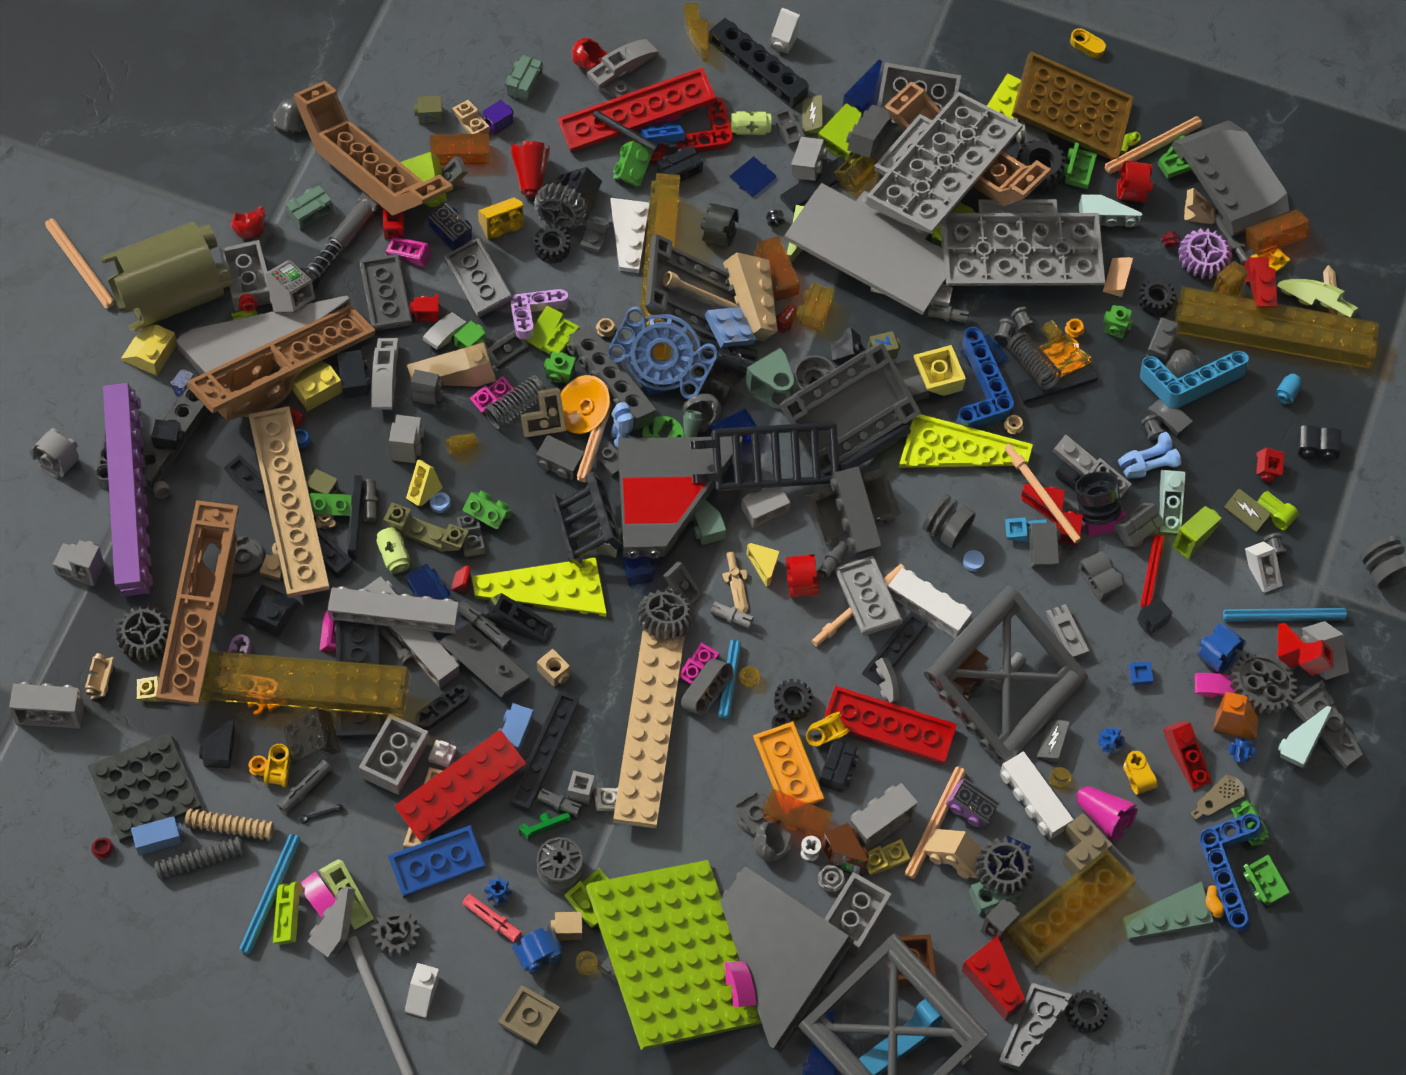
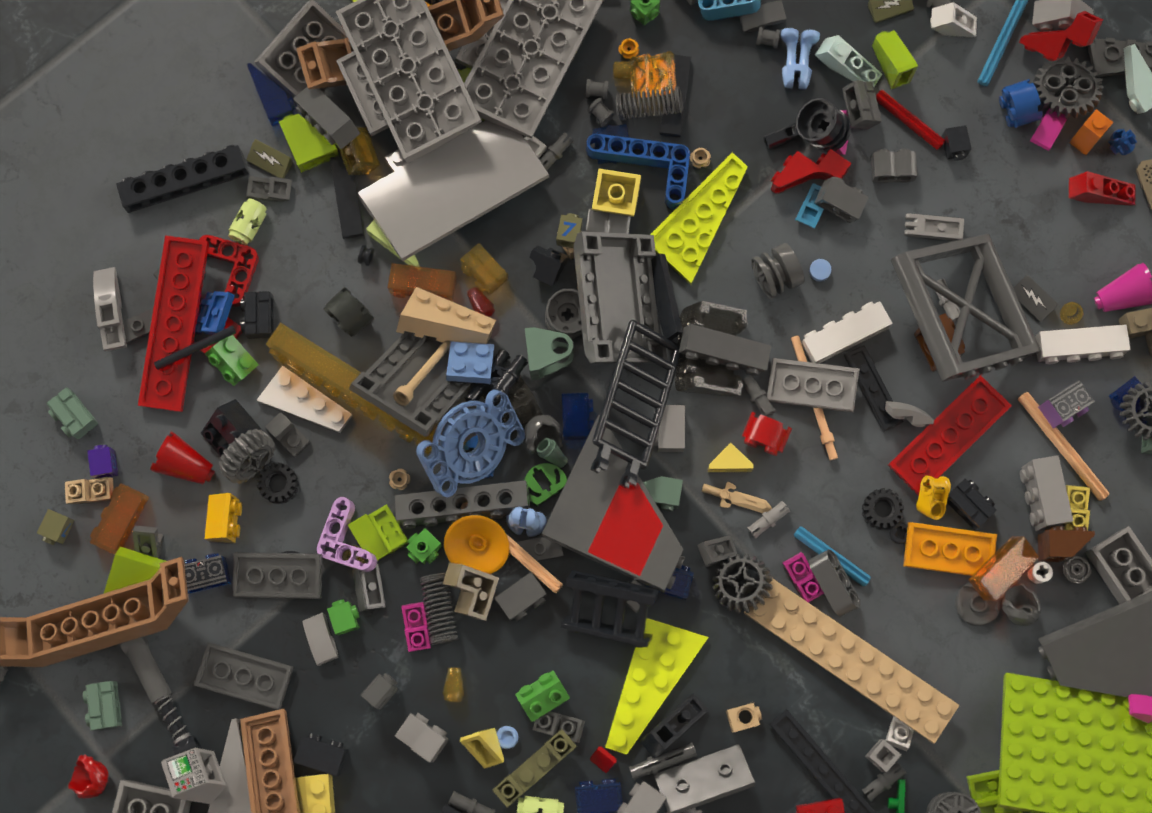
camera: 55 degrees left, 15 degrees up
(384, 373) = (338, 723): light grey slope -> none
(393, 225) = (176, 633): red brick -> none
(419, 257) = (221, 616): dark pink slope -> none
(425, 308) = (284, 645): red brick -> none
(459, 368) = (370, 644): tan wedge -> none
(517, 725) = (789, 786): medium blue brick -> none
(587, 53) = (81, 337): red hair -> none
(696, 29) = (111, 217): clear yellow slope -> none
(749, 670) = (841, 530): clear yellow plate -> none
(753, 176) = (305, 251): clear blue piece -> none
(785, 31) = (164, 135): white slope -> none
(808, 158) = (319, 189): light grey brick -> none
(954, 849) = (1111, 443): tan brick -> none
(1020, 463) = (752, 174): light nougat bar -> none
(1084, 463) = (776, 117): light grey slope -> none
(1111, 740) = (1061, 248): blue gear -> none
(1140, 673) = (1005, 186): blue plate -> none
(1140, 776) = (1105, 242): yellow piece -> none

